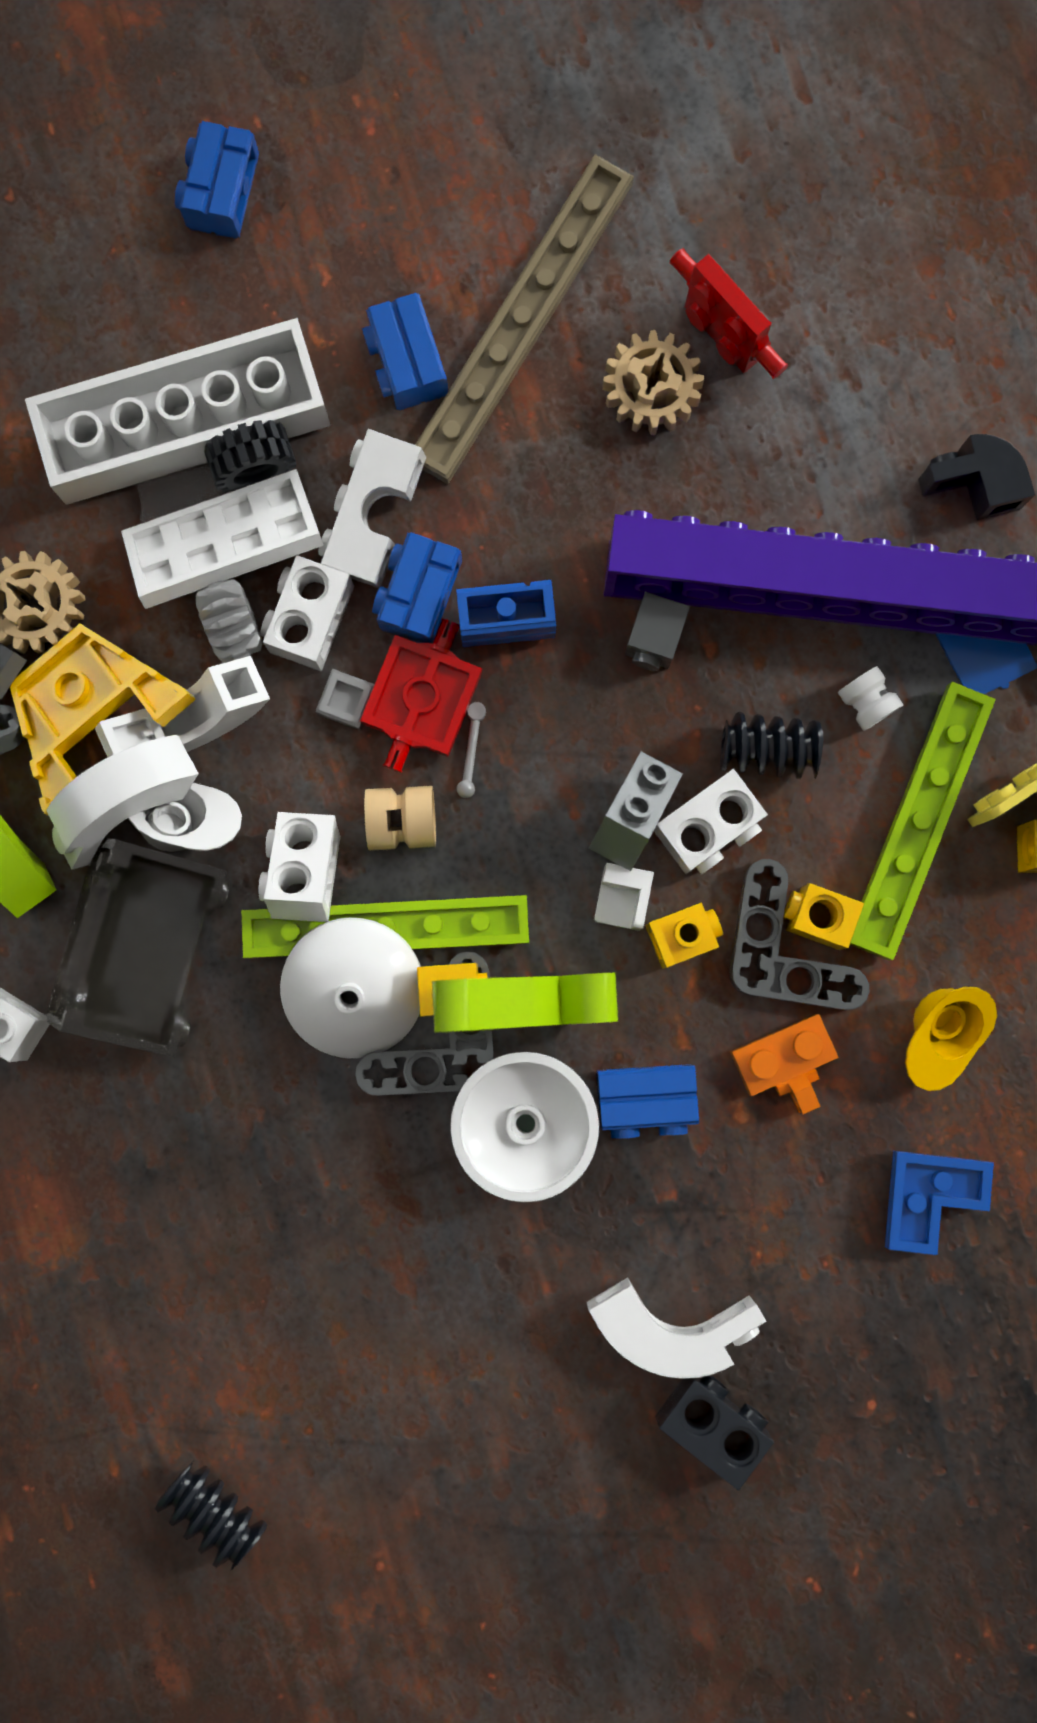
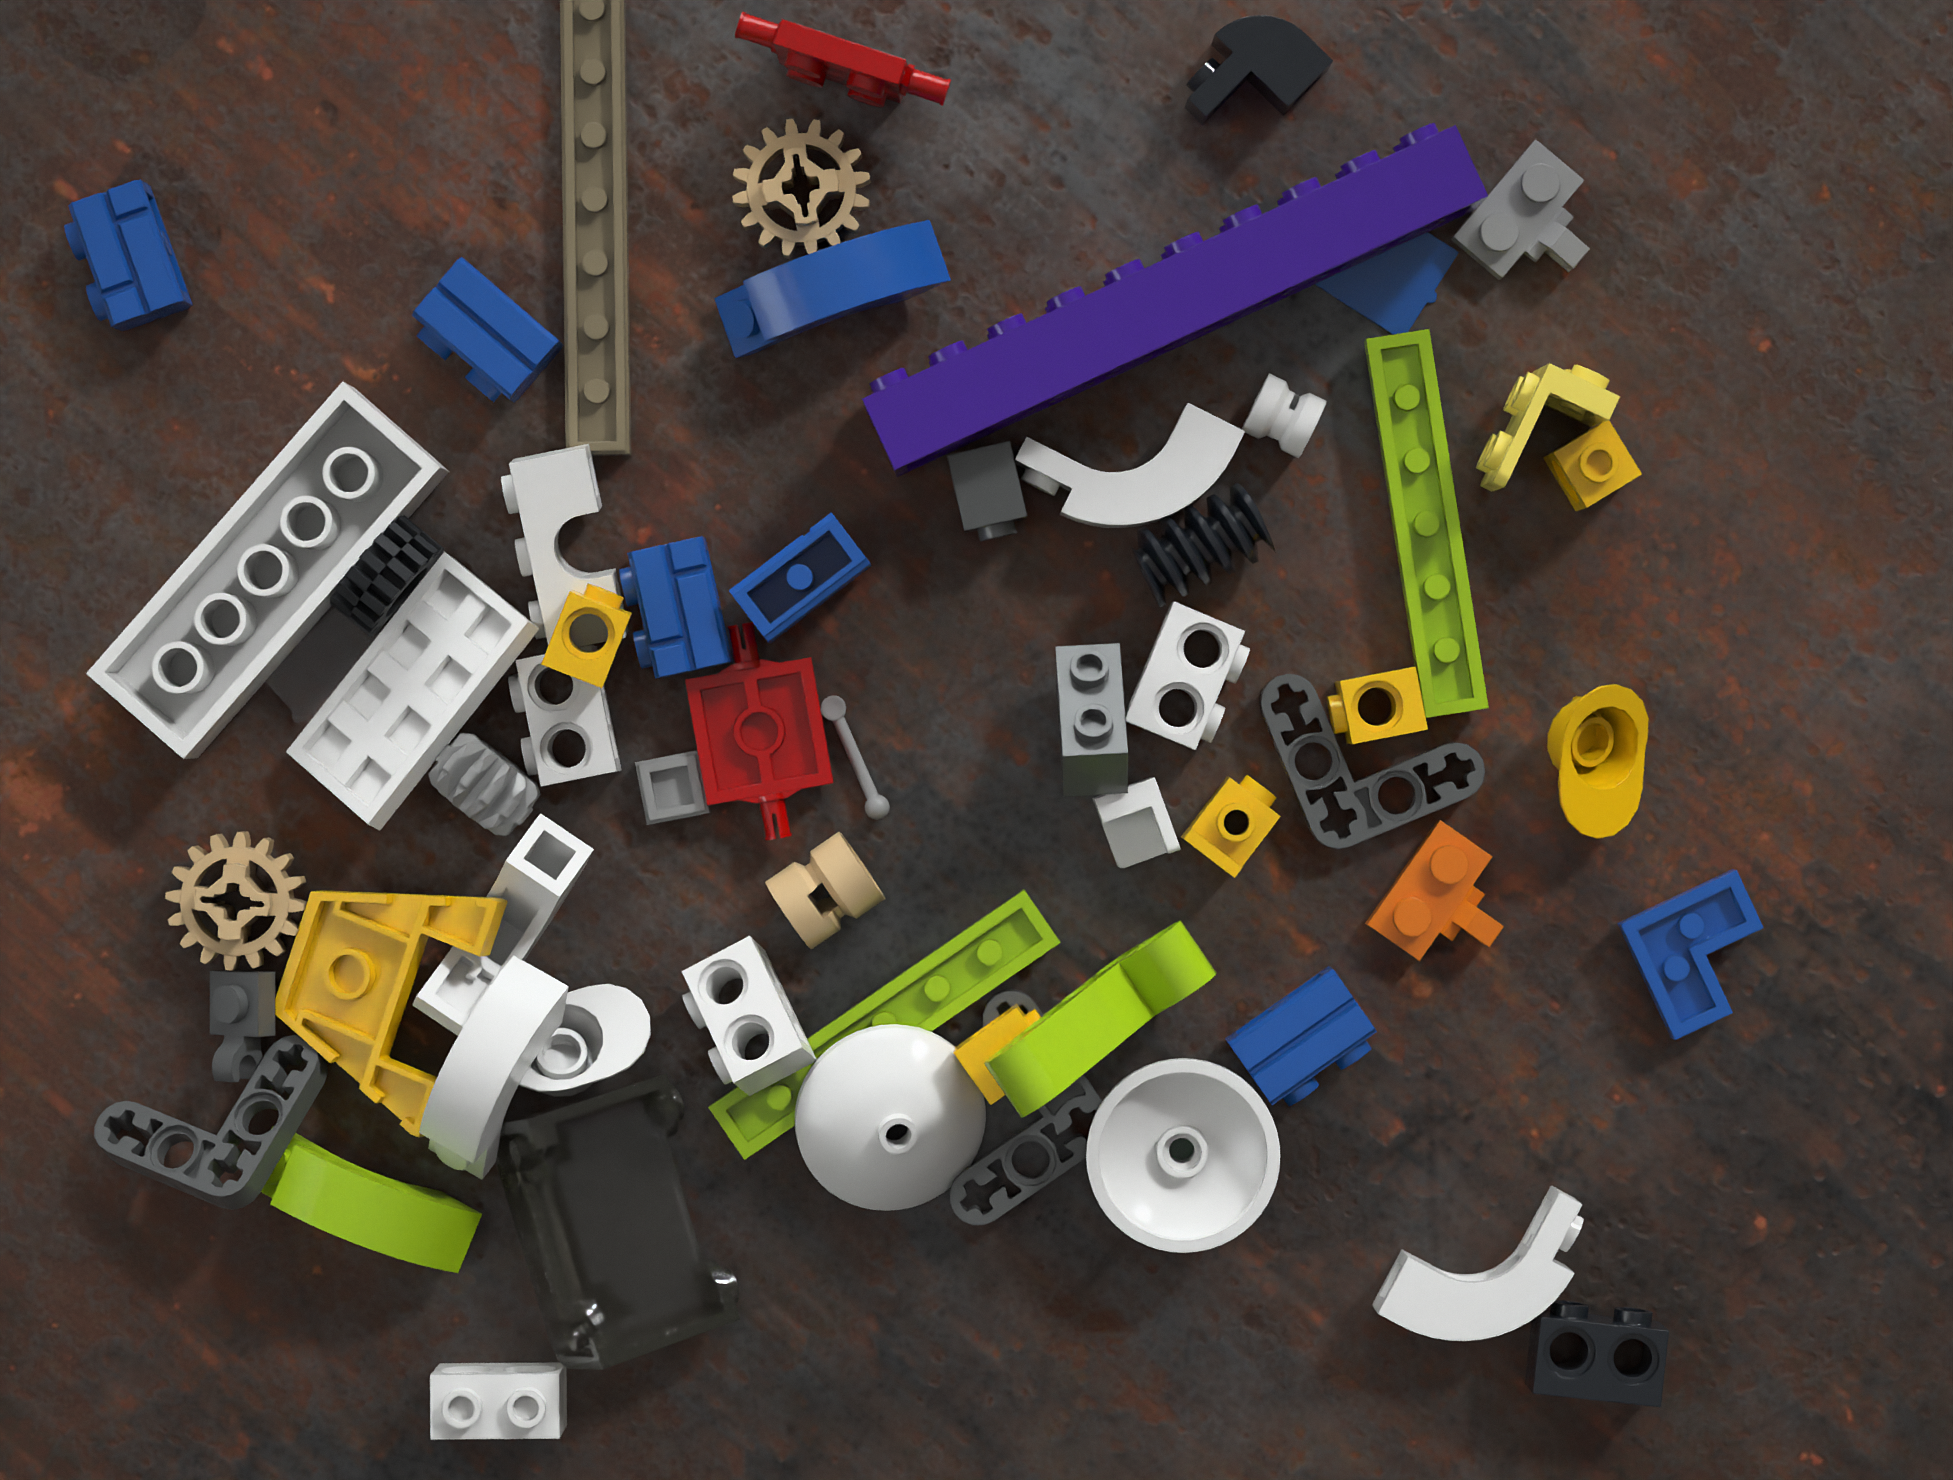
camera: 30 degrees left, 5 degrees up
(345, 582) = (582, 664): none -> yellow brick
(638, 442) = (831, 285): none -> blue arch
(742, 689) = (1160, 488): none -> white arch

